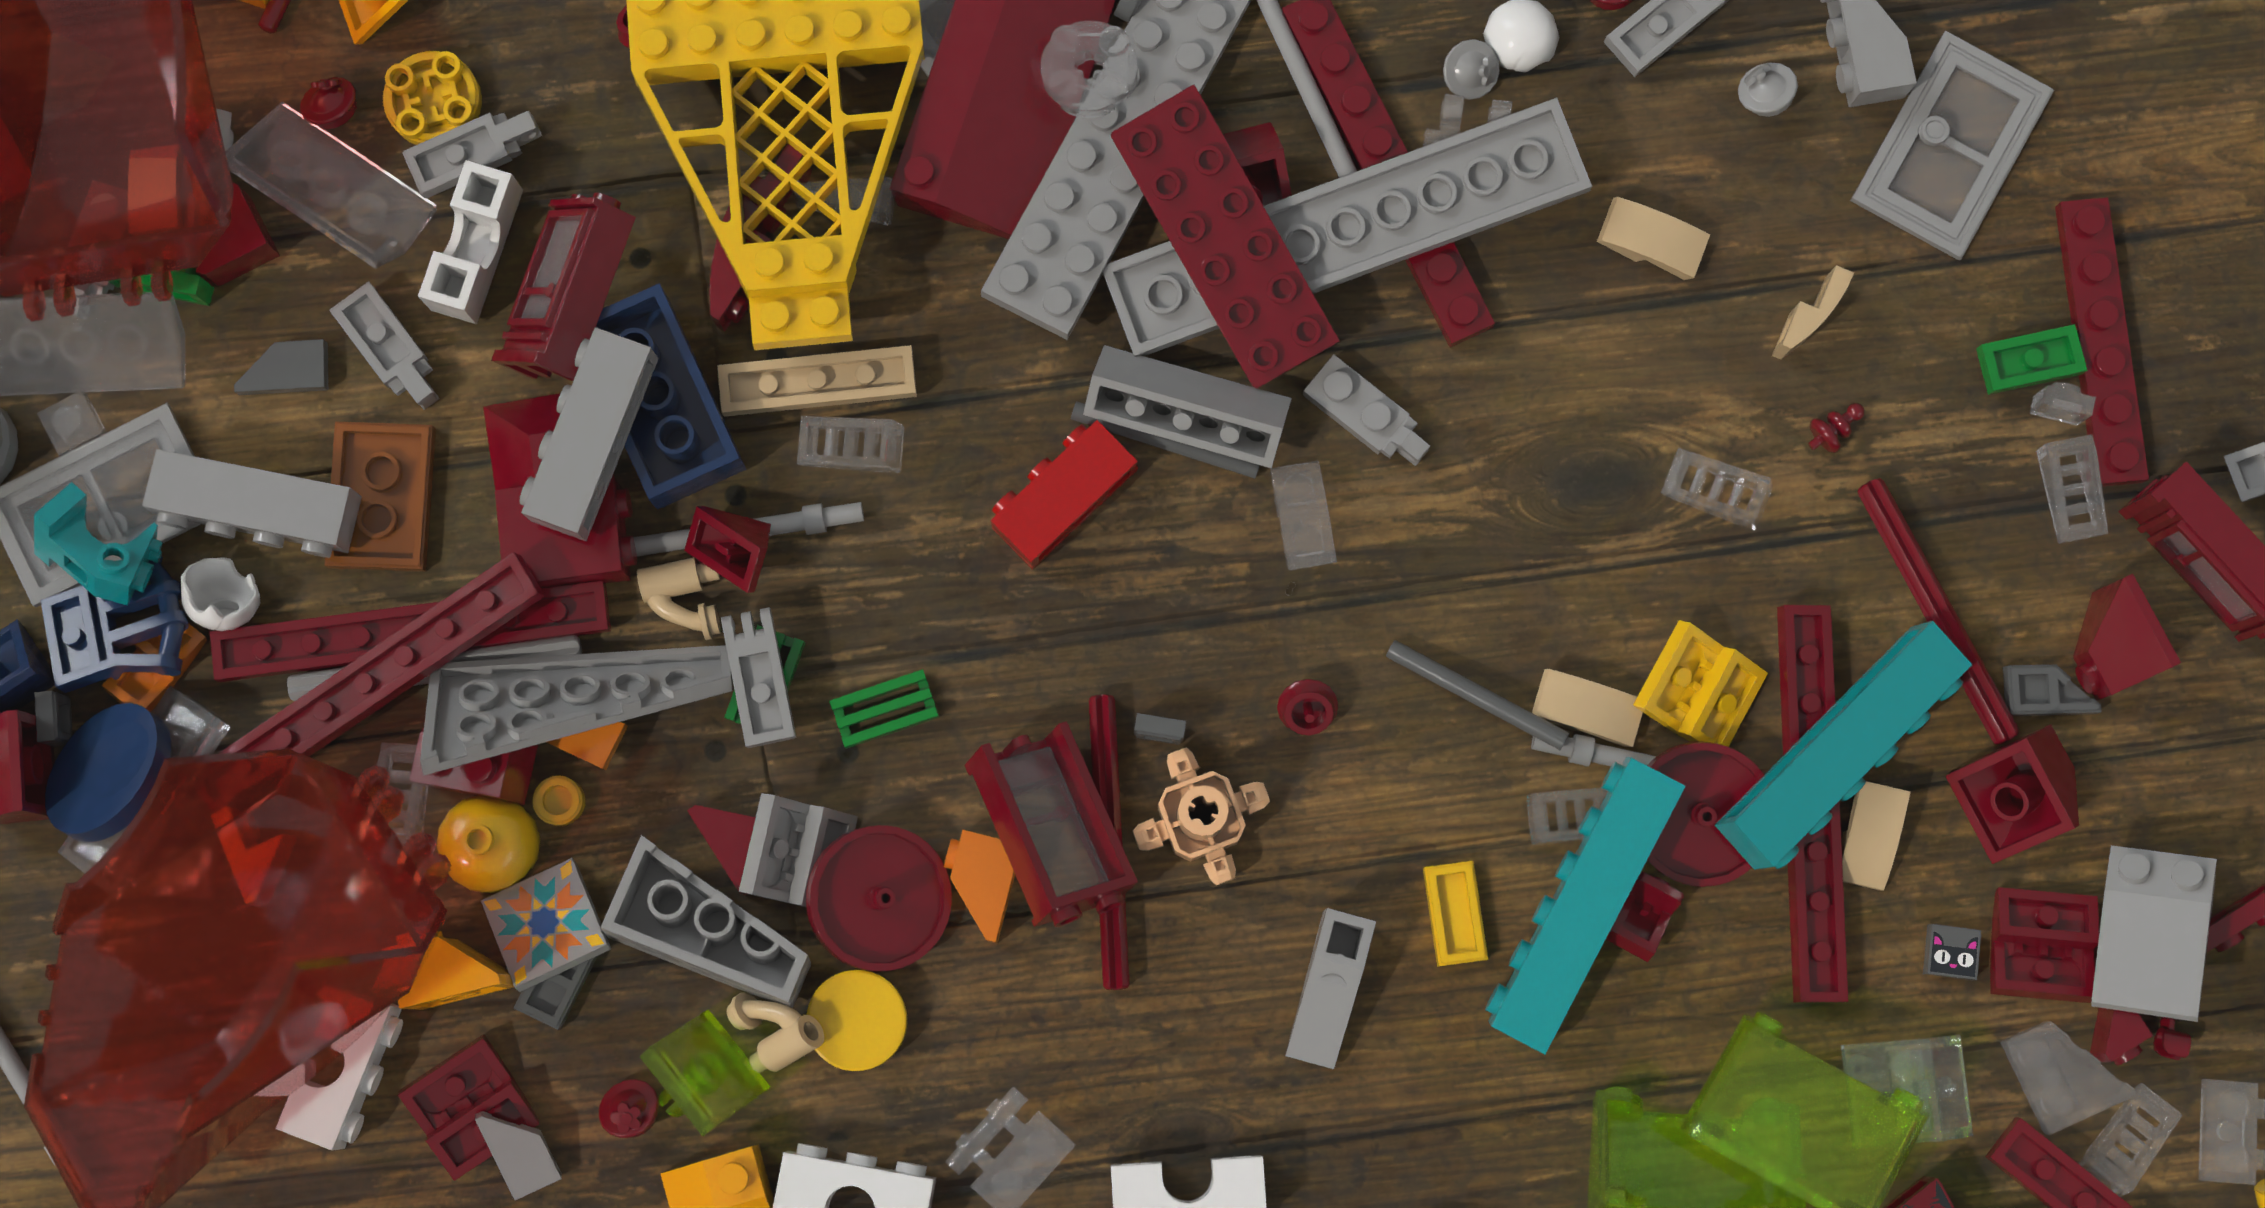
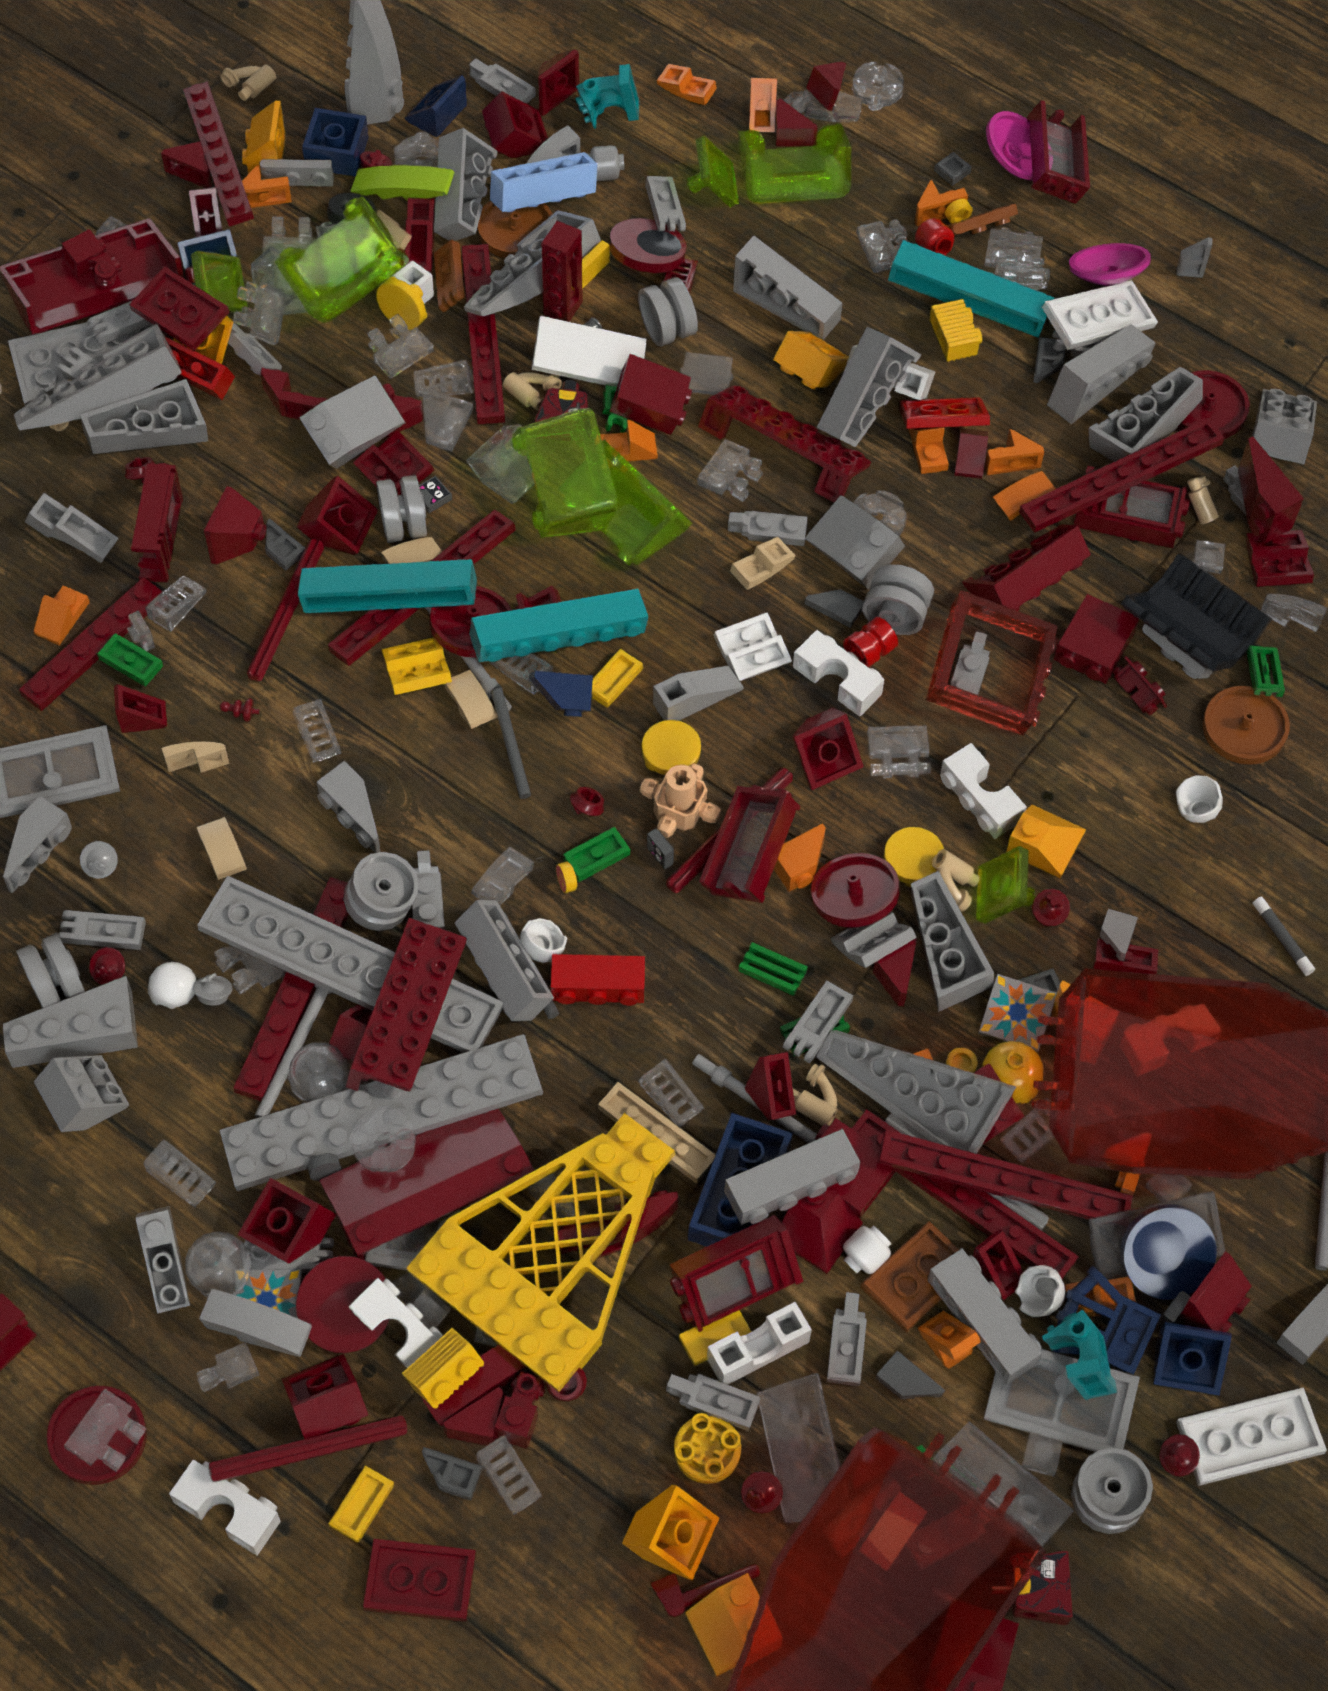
camera: 135 degrees left, 20 degrees down
(275, 447) = (949, 1338): none -> orange slope
(298, 585) = (999, 1263): none -> dark red slope
(456, 464) = (867, 1250): none -> white head
(530, 216) = (697, 1342): none -> yellow tile
(1101, 1063) = (827, 747): none -> dark red slope
(1172, 478) = (542, 939): none -> white hair
(1227, 650) = (597, 854): none -> green plate
(1230, 585) = (566, 877): none -> yellow tile
(1252, 89) = (318, 1071): none -> clear cylinder
(1285, 880) = (670, 745): none -> yellow tile
(1332, 1127) = (752, 647): none -> white slope
(1381, 356) = (381, 891): none -> light grey wheel
(1483, 818) = (565, 691): none -> dark blue slope
(1576, 436) = (347, 796): none -> light grey slope
(1943, 304) = (138, 710): none -> dark red slope
(1952, 871) = (407, 508): none -> light grey wheel
(2181, 338) = (59, 614): none -> orange slope

